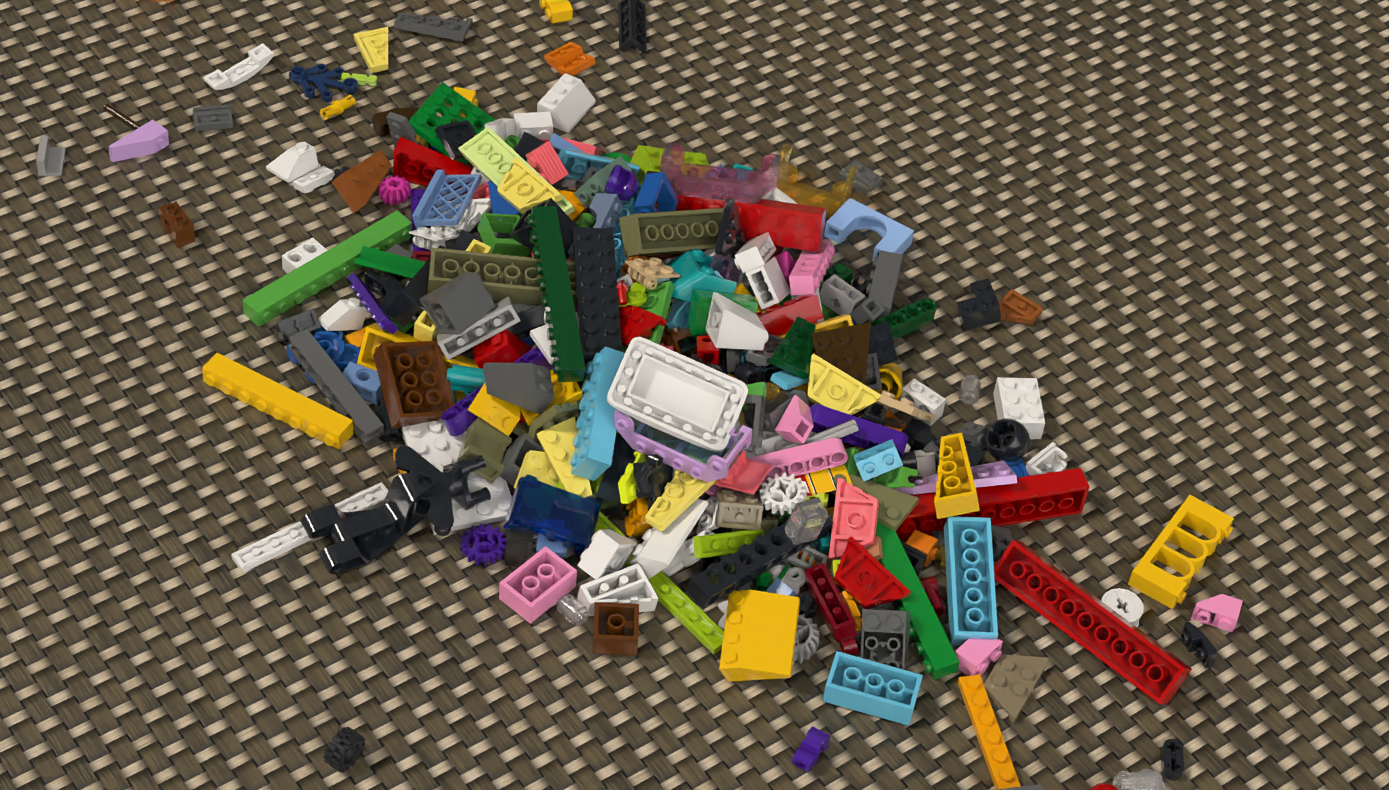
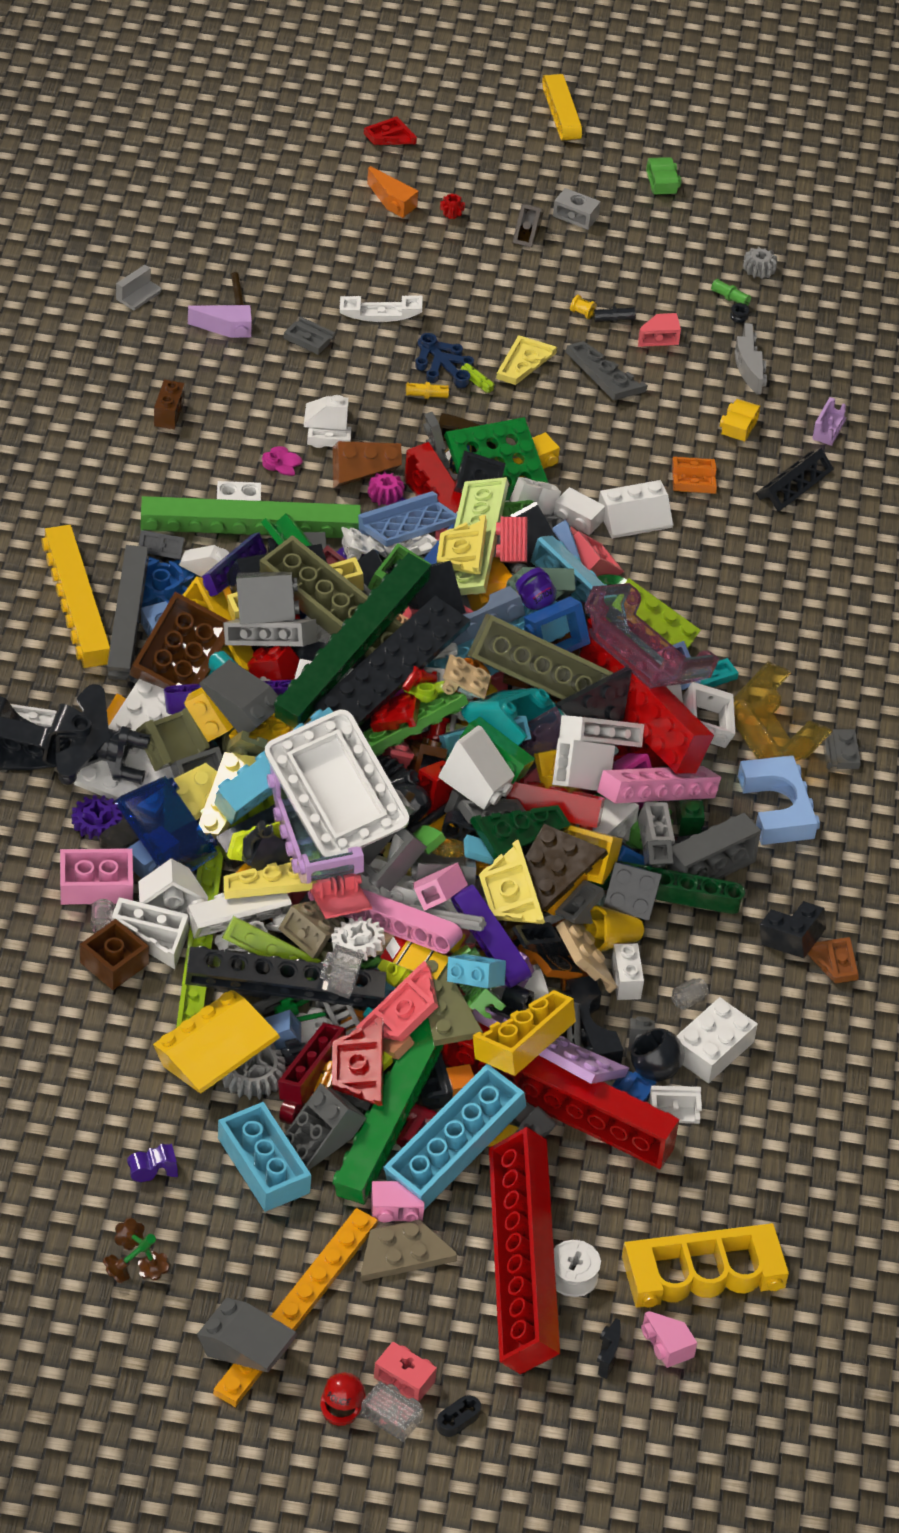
camera: 45 degrees right, 0 degrees up
(301, 215) = (281, 460): none -> dark pink plate
(1115, 756) = (405, 1371): none -> coral brick

